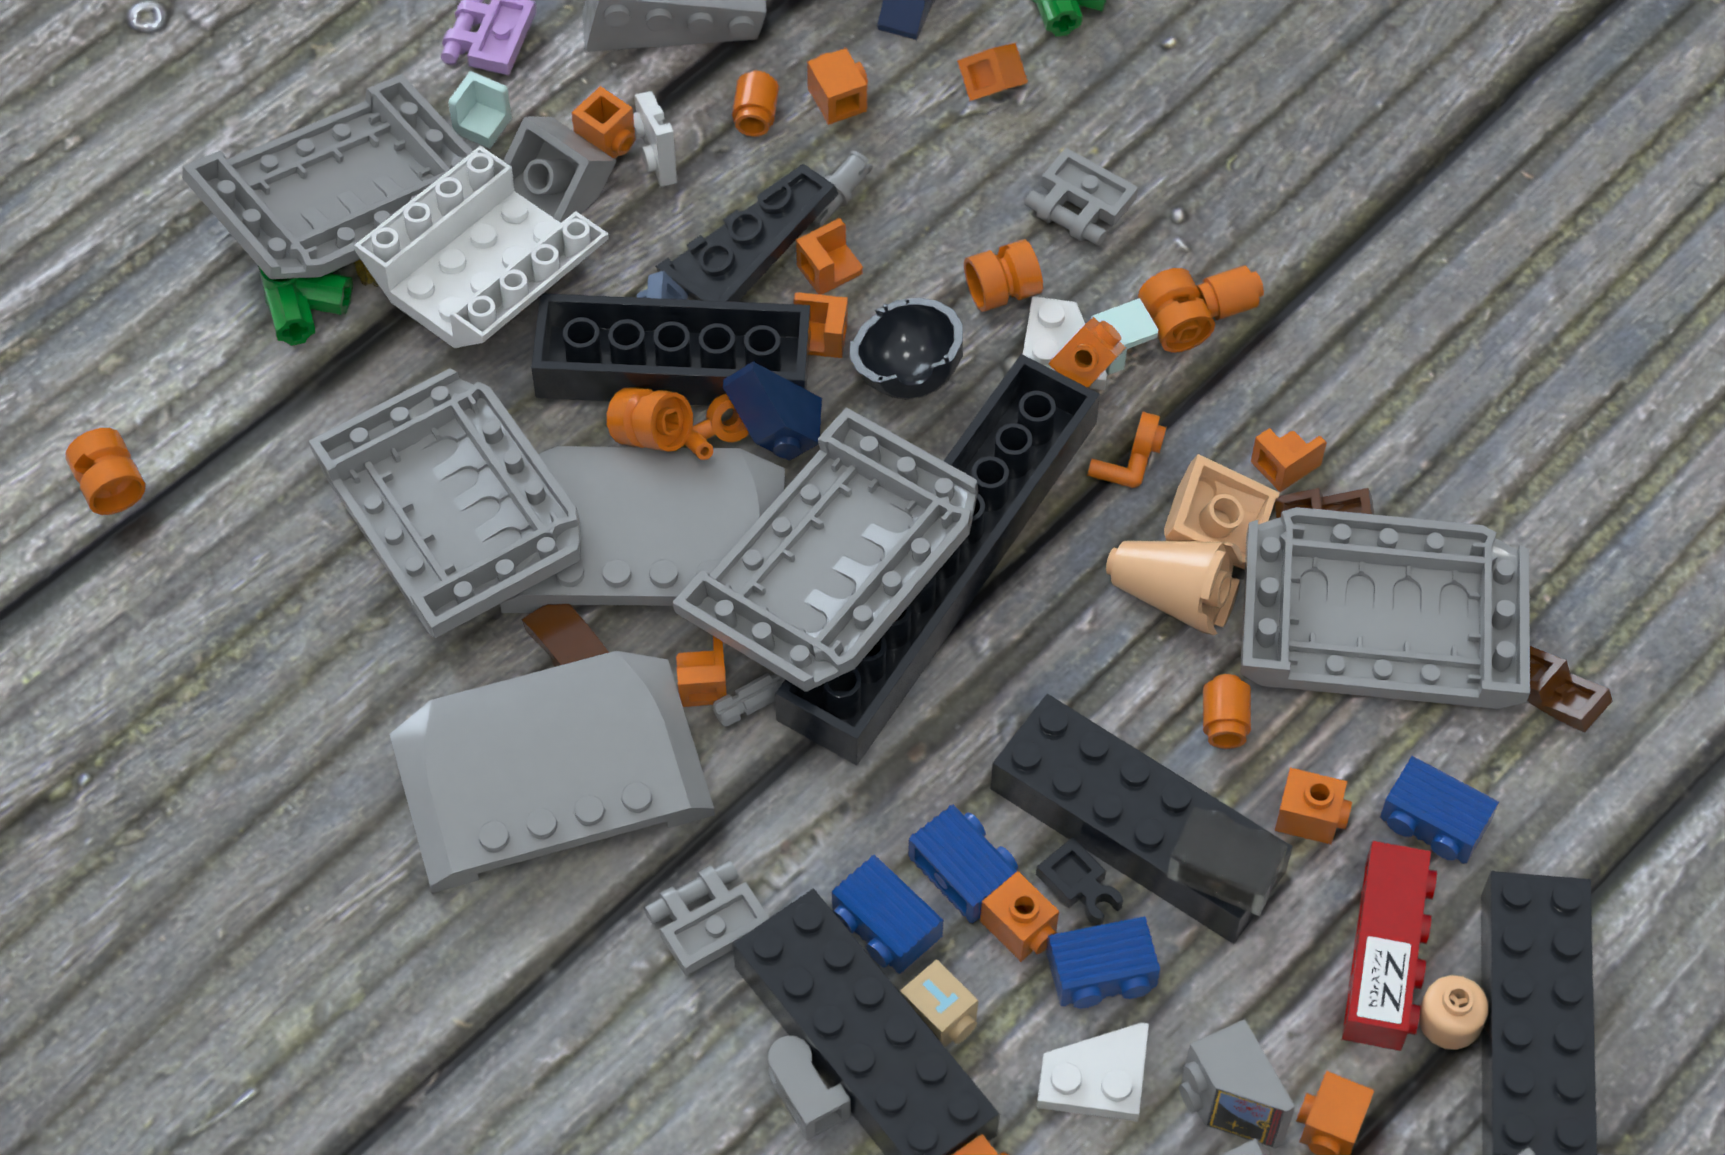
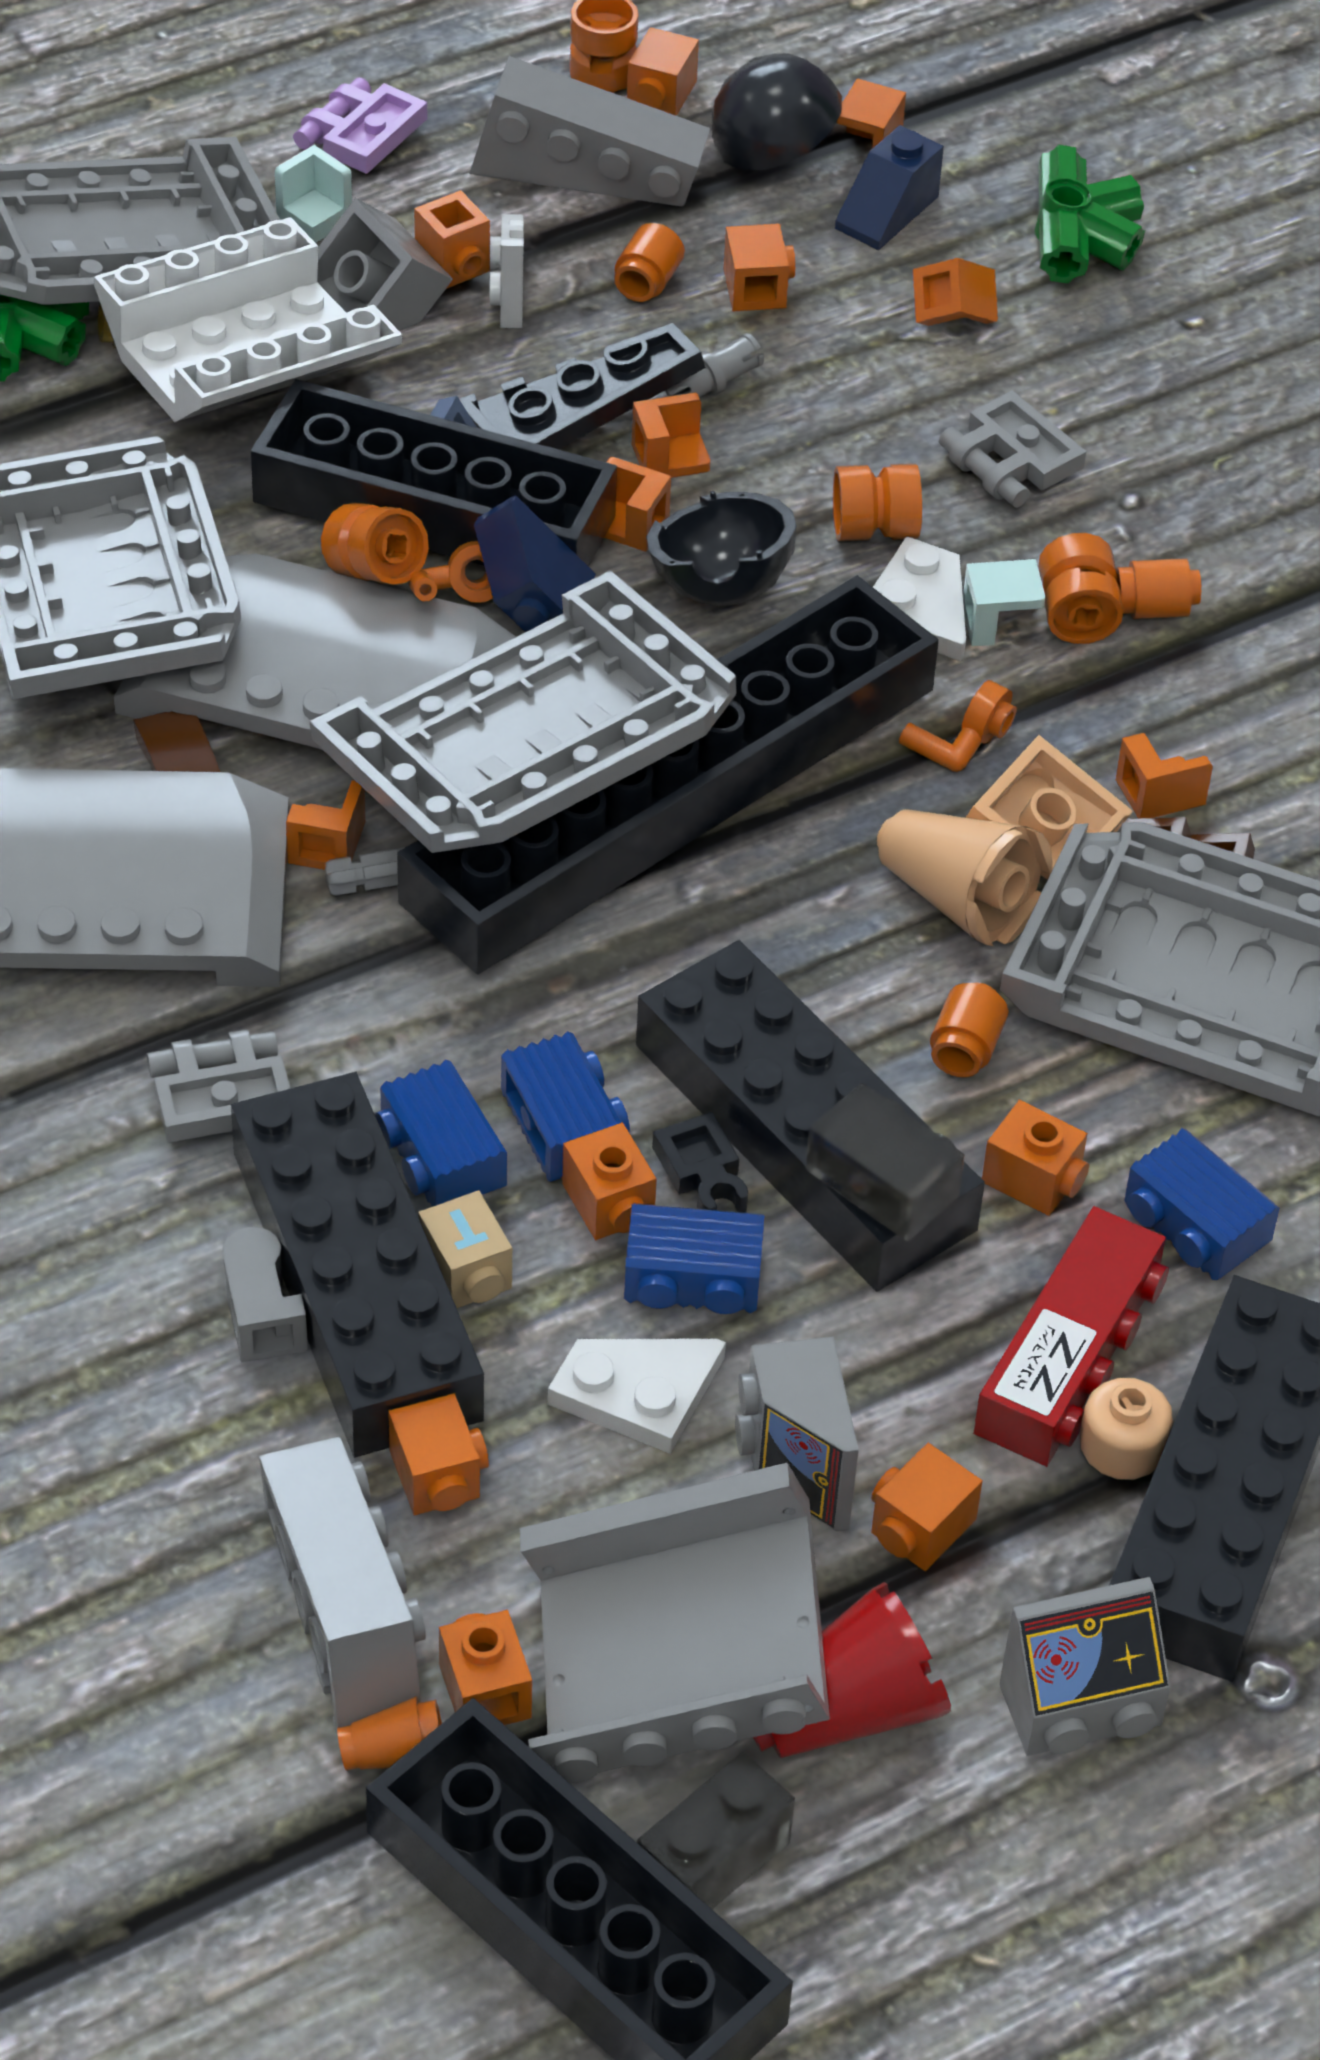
camera: 15 degrees right, 10 degrees down
(1089, 352) = (945, 595): orange brick -> none

